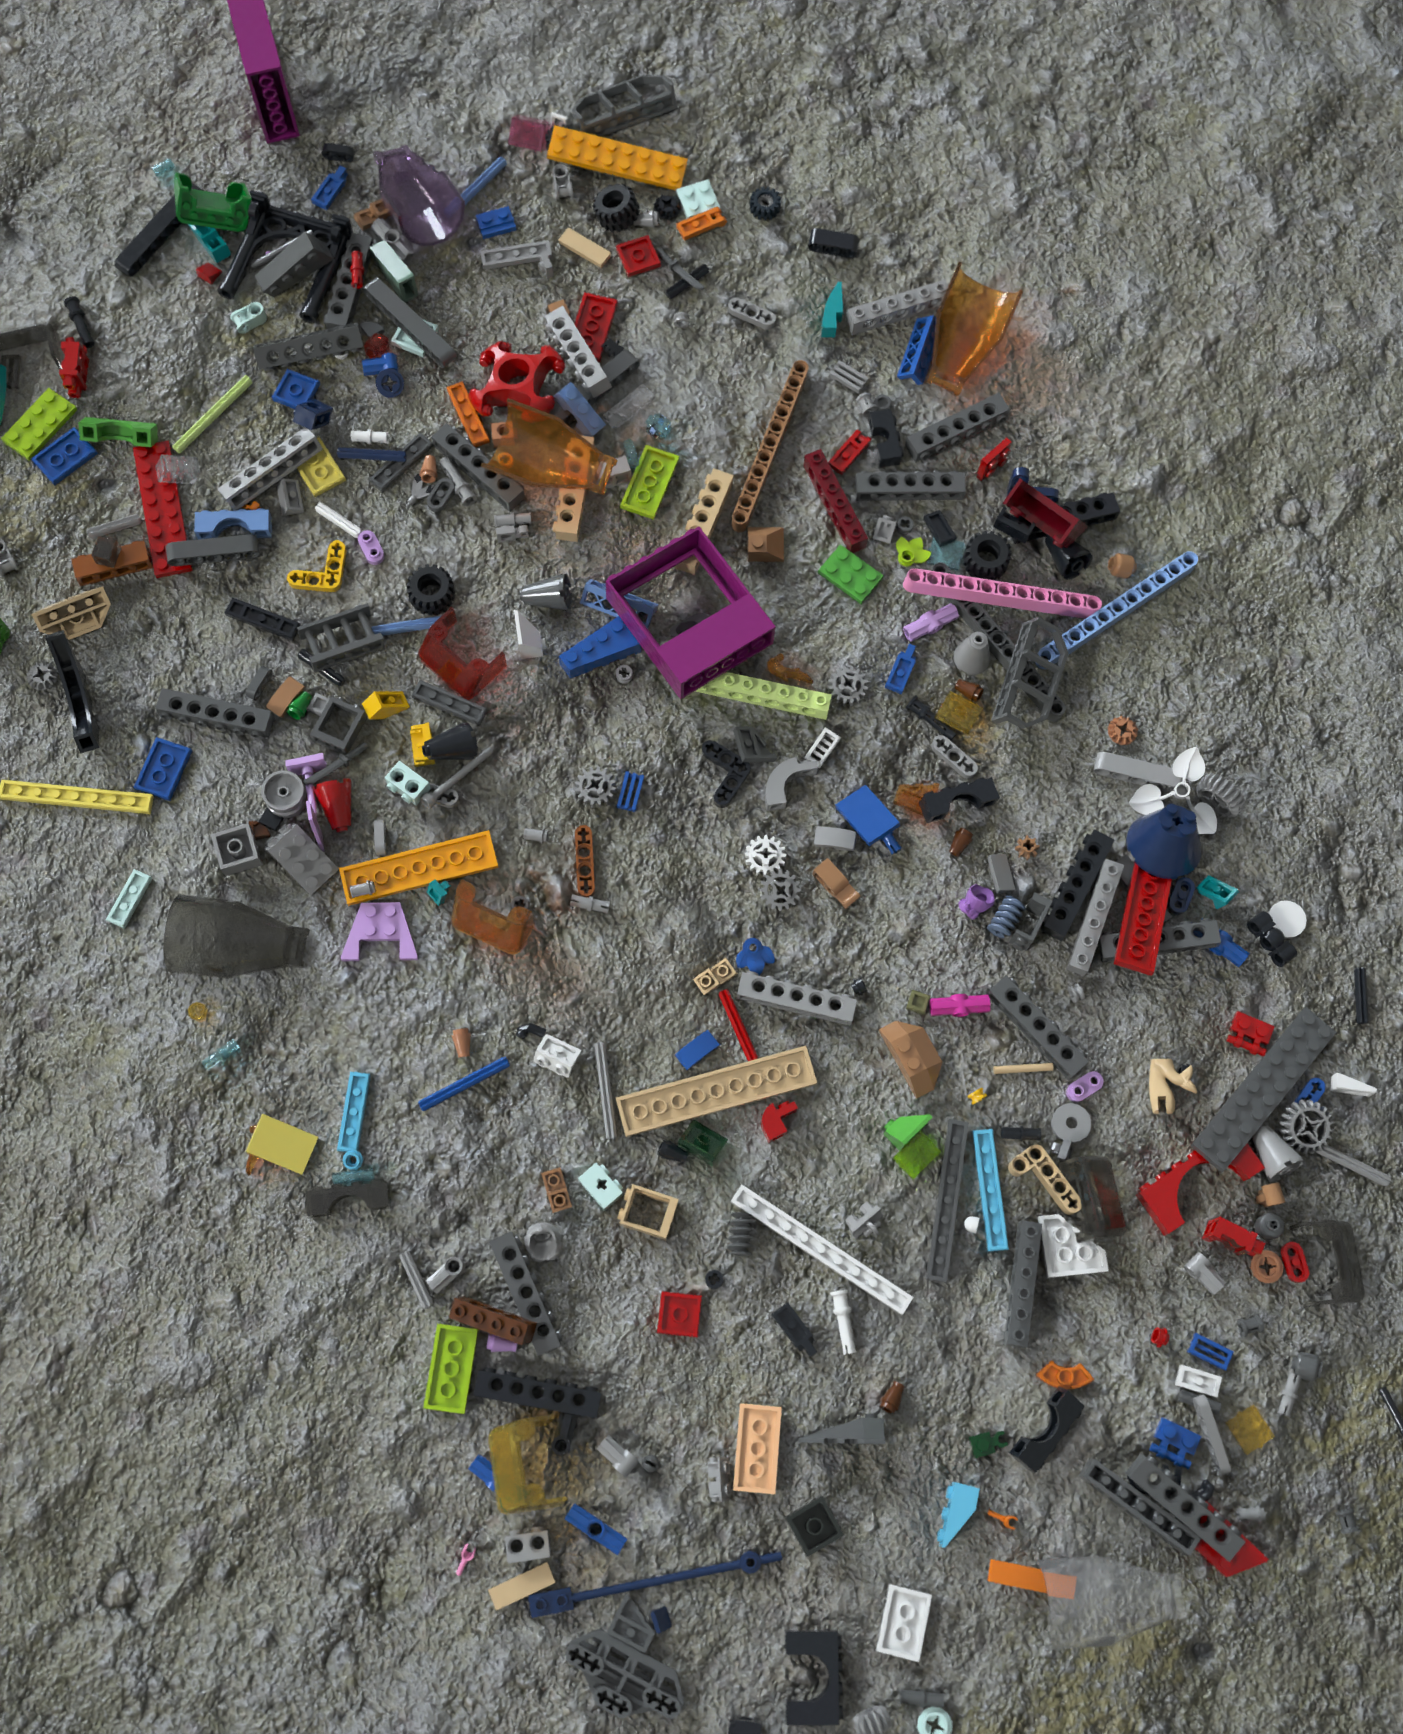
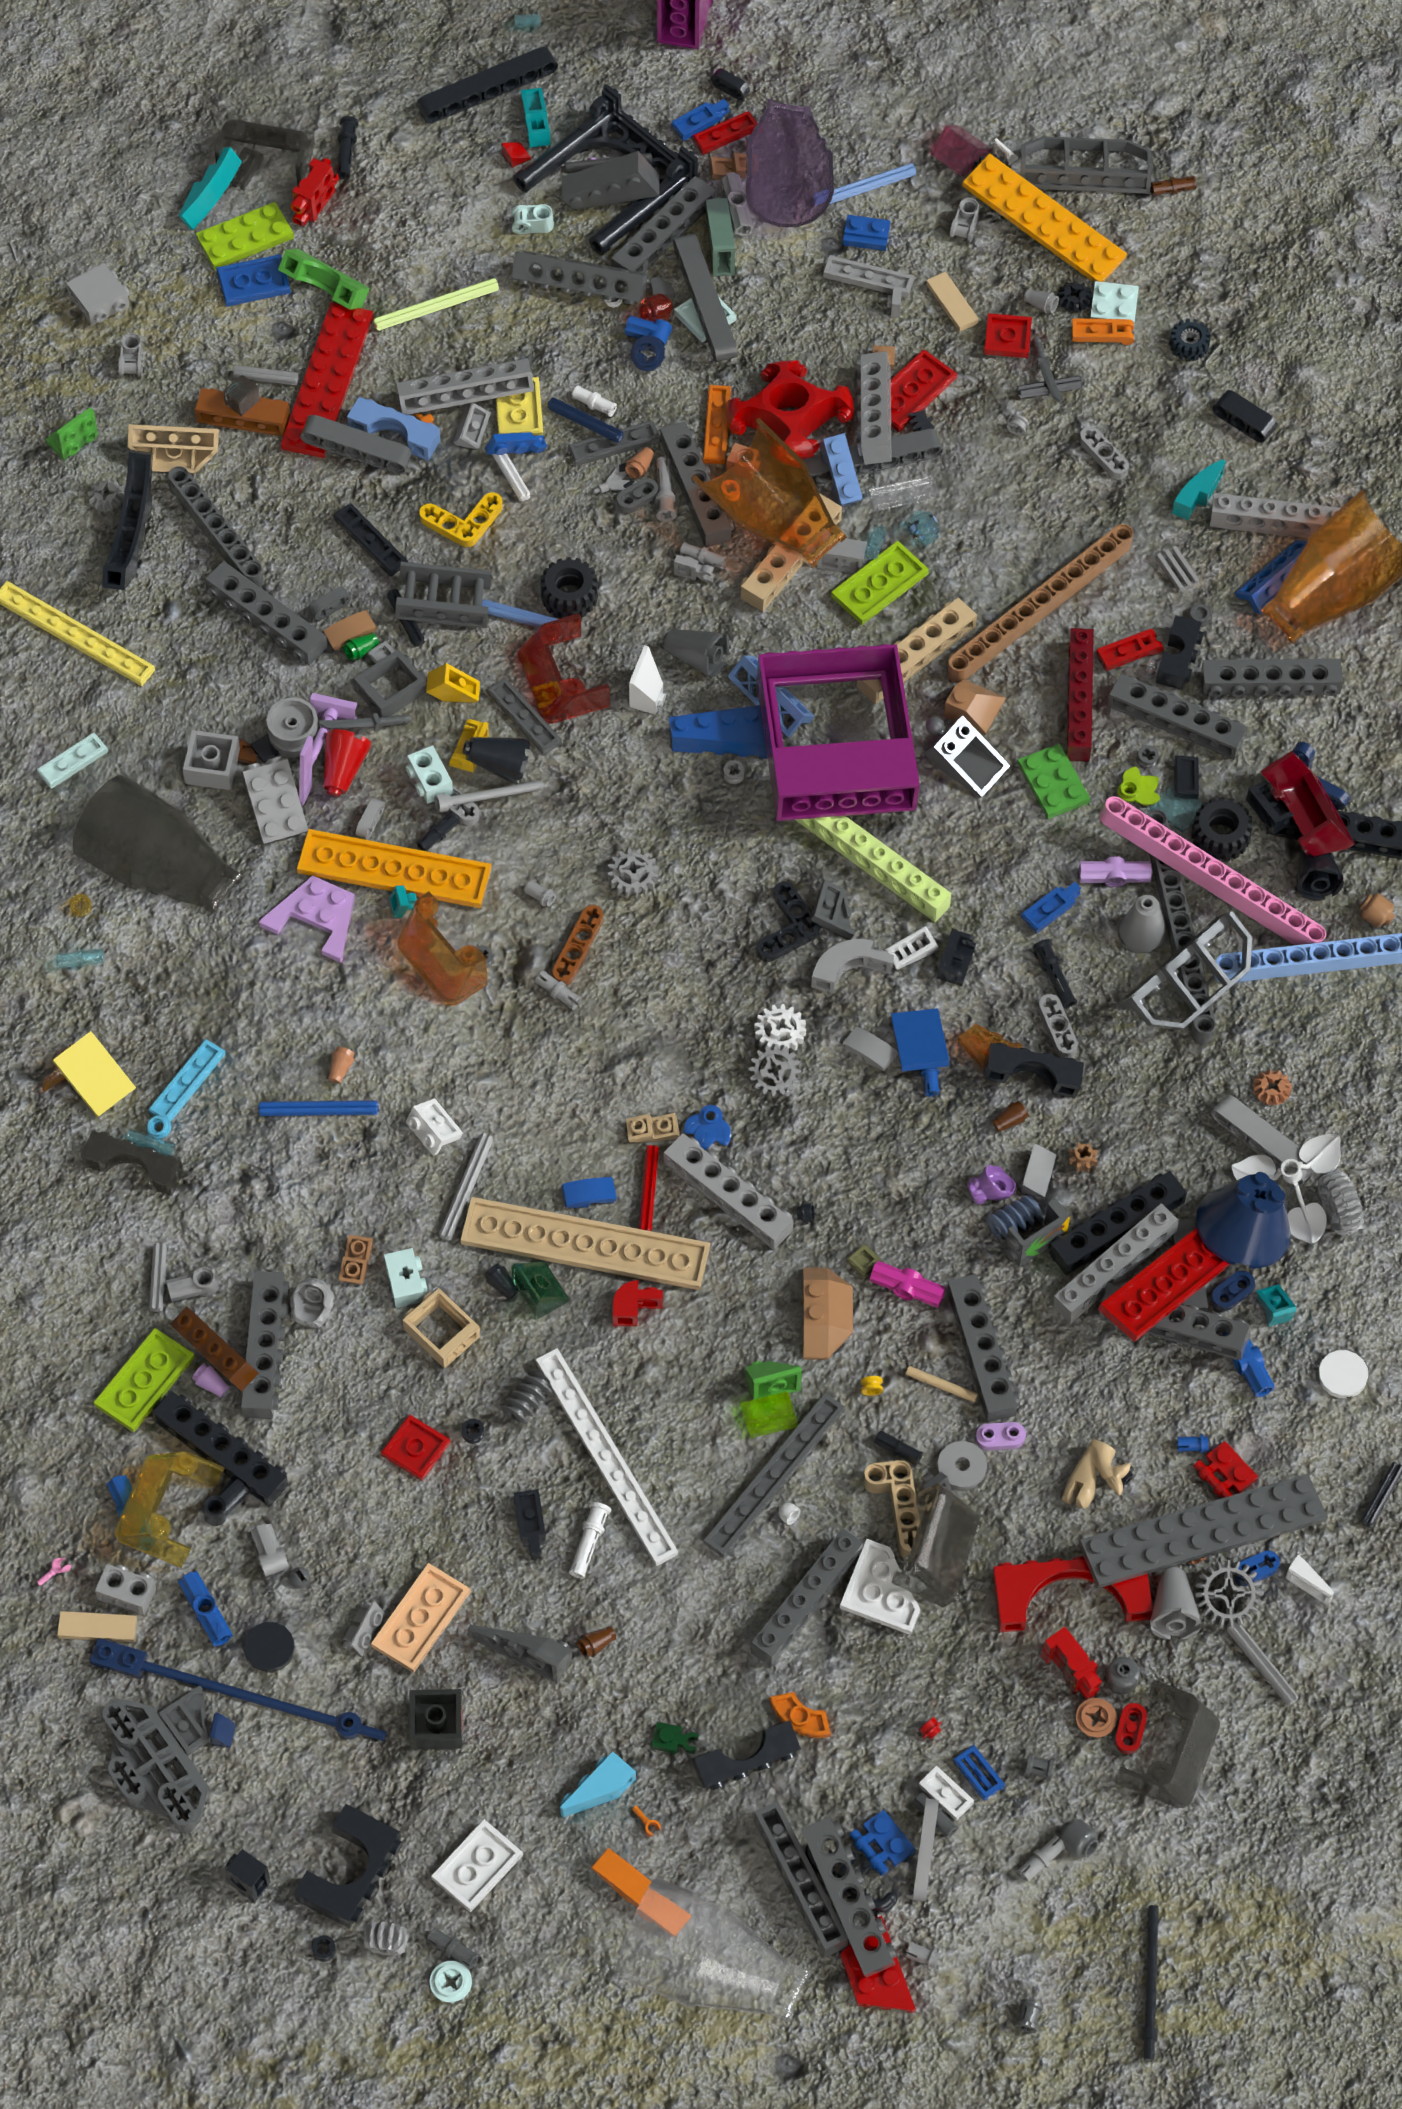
camera: 30 degrees right, 10 degrees down
(134, 657) = (184, 486): none -> dark grey beam
(163, 769) = (180, 646): blue tile -> none
(177, 469) = (365, 344): clear brick -> none
(210, 208) = (554, 85): green windscreen -> none
(295, 389) = (540, 318): blue plate -> none
(312, 414) = (543, 349): dark blue brick -> none
(330, 496) = (515, 443): none -> blue hinge
(354, 191) = (724, 133): none -> red tile
(357, 269) = (677, 217): red pin -> none
(362, 889) = (323, 860): light grey pin -> none
(370, 546) = (530, 515): lavender plate -> none
(435, 823) = (438, 832): none -> black pin
(529, 1028) = (419, 1085): black arm -> none
(616, 207) = (1010, 272): black tyre -> none
(634, 777) = (682, 883): blue tile -> none
(658, 1532) = (269, 1647): none -> black tile
(691, 94) = (1173, 185): none -> reddish brown pin
(780, 584) = (972, 758): none -> dark grey slope
(783, 672) = (914, 850): clear orange piece -> none
(835, 883) = (842, 1093): medium nougat piece -> none
(847, 678) = (969, 901): light grey gear -> none
(857, 740) = (956, 957): none -> black hinge
(867, 1224) = (670, 1452): light grey hips -> none
(869, 407) = (1179, 606): light grey bush -> none
(884, 529) = (1120, 749): light grey bracket -> none
(959, 712) = (1089, 980): clear yellow plate -> none
(969, 690) = (1117, 963): reddish brown cone -> none
(990, 1190) = (829, 1489): medium azure tile -> none
(993, 459) = (1290, 728): red plate -> none
(1076, 993) = (1048, 1334): light grey bush -> none
(1200, 1268) = (1018, 1683): light grey piece -> none
(1217, 1024) = (1192, 1443): none -> blue pin
(1249, 1429) = (976, 1873): clear yellow piece -> none
(1270, 1195) = (1141, 1640): medium nougat piece -> none
(1272, 939) = (1310, 1383): black piece -> none

